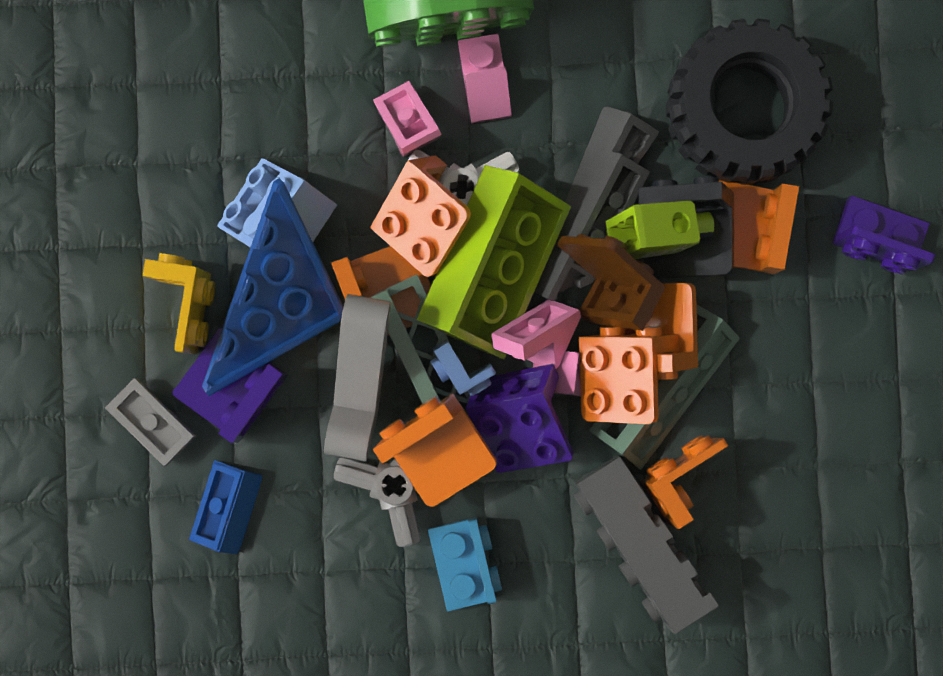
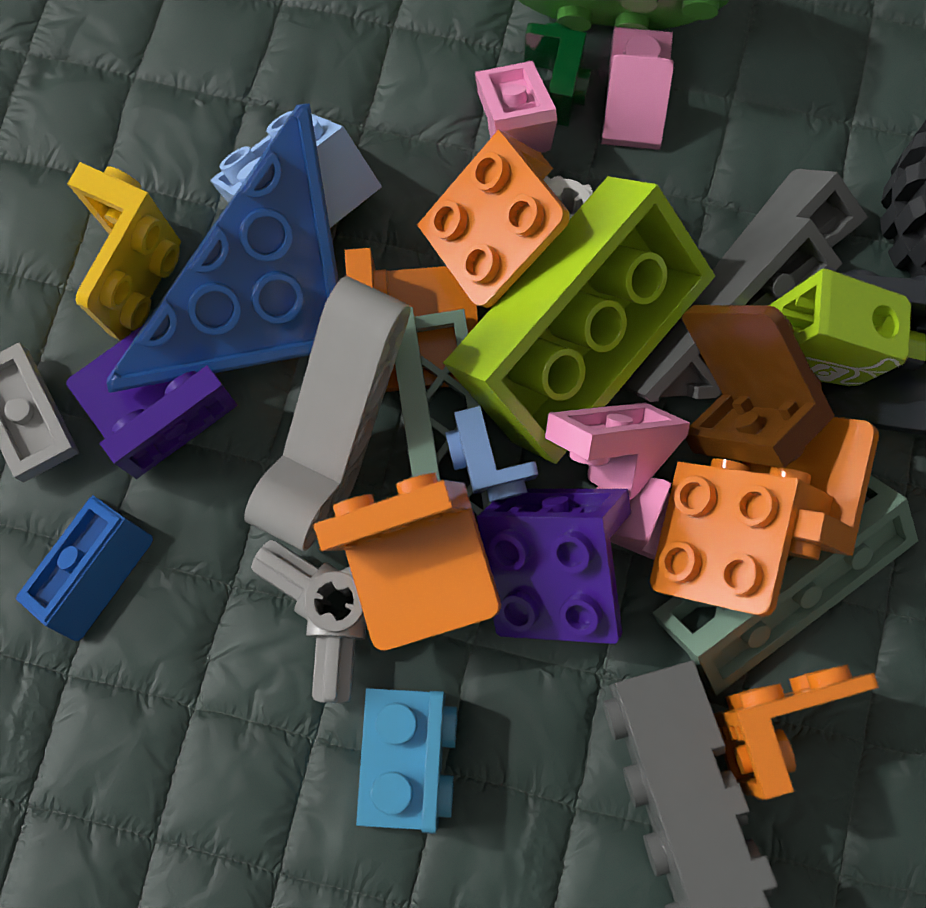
camera: 25 degrees right, 10 degrees down
(438, 90) = (561, 50): none -> dark green bracket

